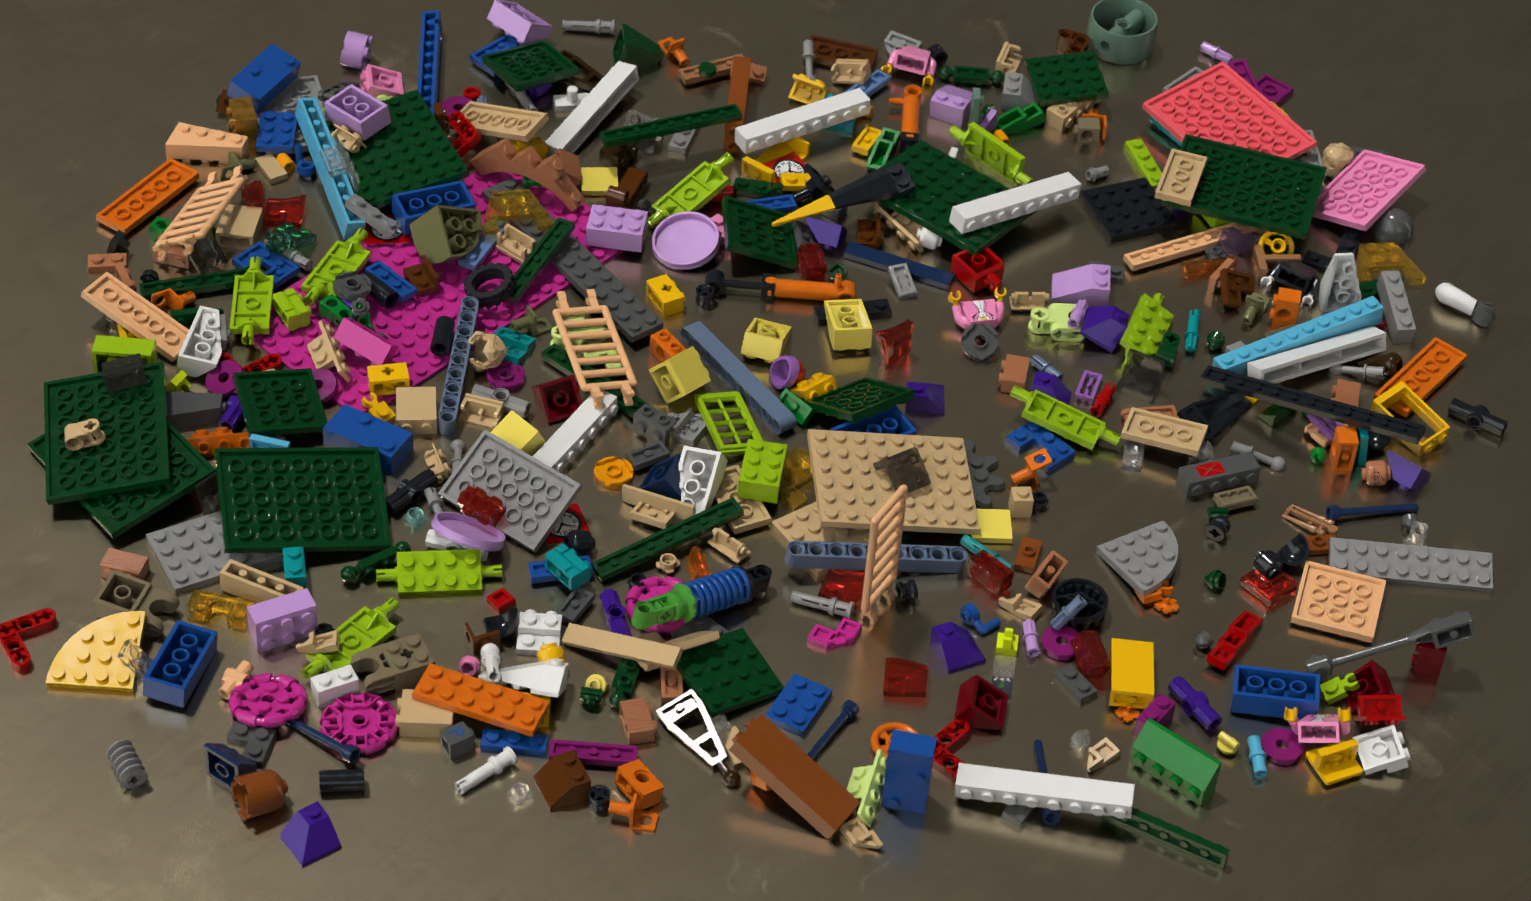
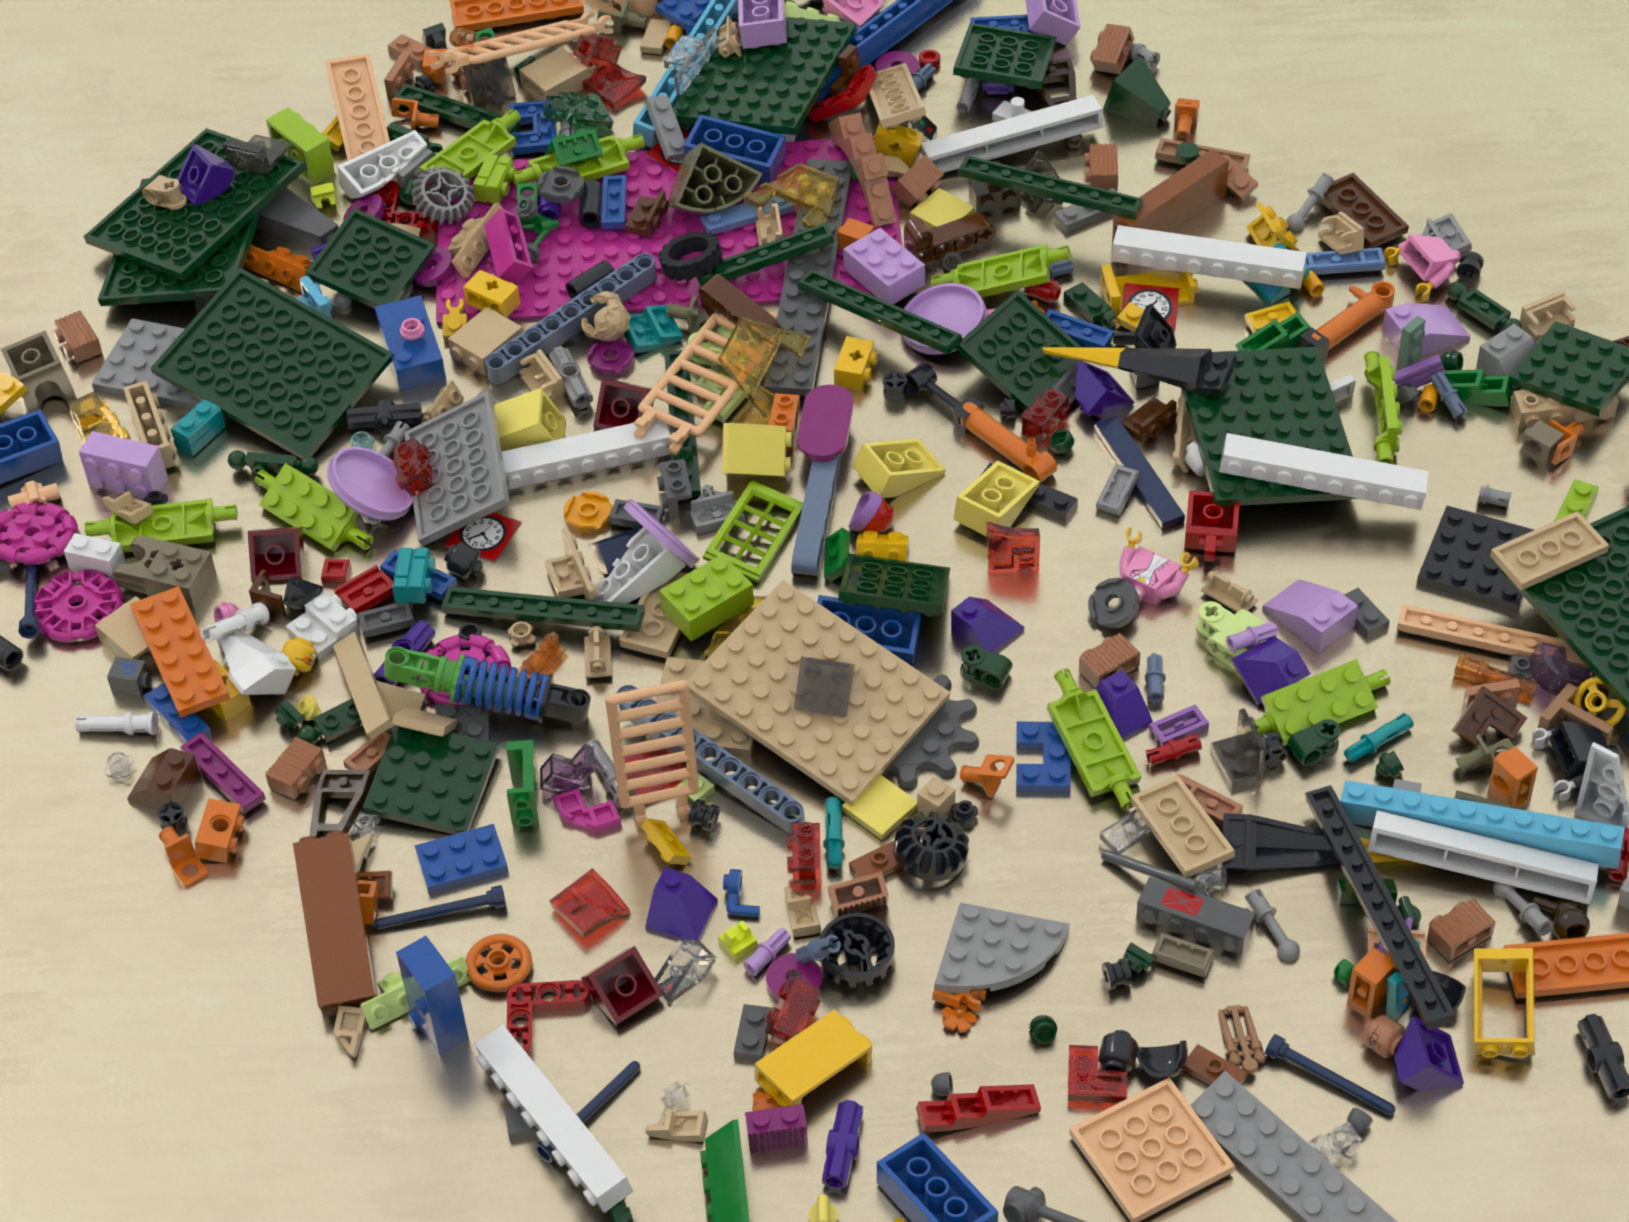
camera: 50 degrees right, 5 degrees up
(102, 404) = (204, 175): none -> dark purple slope
(142, 260) = (438, 75): none -> orange brick
(145, 233) = (457, 37): none -> clear orange pin
(235, 351) = (405, 193): none -> dark green plate
(276, 335) = (438, 200): none -> light grey gear
(330, 260) = (575, 148): none -> green bracket
(376, 424) = (412, 329): none -> bright pink plate
(451, 610) = (276, 551): none -> dark red slope
(539, 596) = (365, 590): none -> red plate
(570, 296) = (724, 298): none -> reddish brown beam
(578, 216) = (852, 231): none -> orange brick
(585, 29) = (1112, 48): none -> nougat brick
(617, 322) = (750, 354): none -> clear yellow wing
(655, 252) = (880, 312): none -> dark green tile
(664, 103) = (1102, 166): none -> nougat brick
(673, 444) = (661, 533): none -> lavender brick
(702, 333) = (825, 422): none -> magenta tile
(785, 271) = (1008, 408): none -> black plate
(791, 632) = (523, 769): none -> green panel
(803, 619) = (566, 774): none -> clear purple brick
(896, 617) = (666, 841): none -> yellow plate
(955, 416) = (987, 669): none -> dark green piece
(1013, 130) = (1449, 395): none -> sand blue axle
(1048, 526) = (929, 861): none -> black gear
(1172, 465) = (1150, 870): none -> dark grey bar

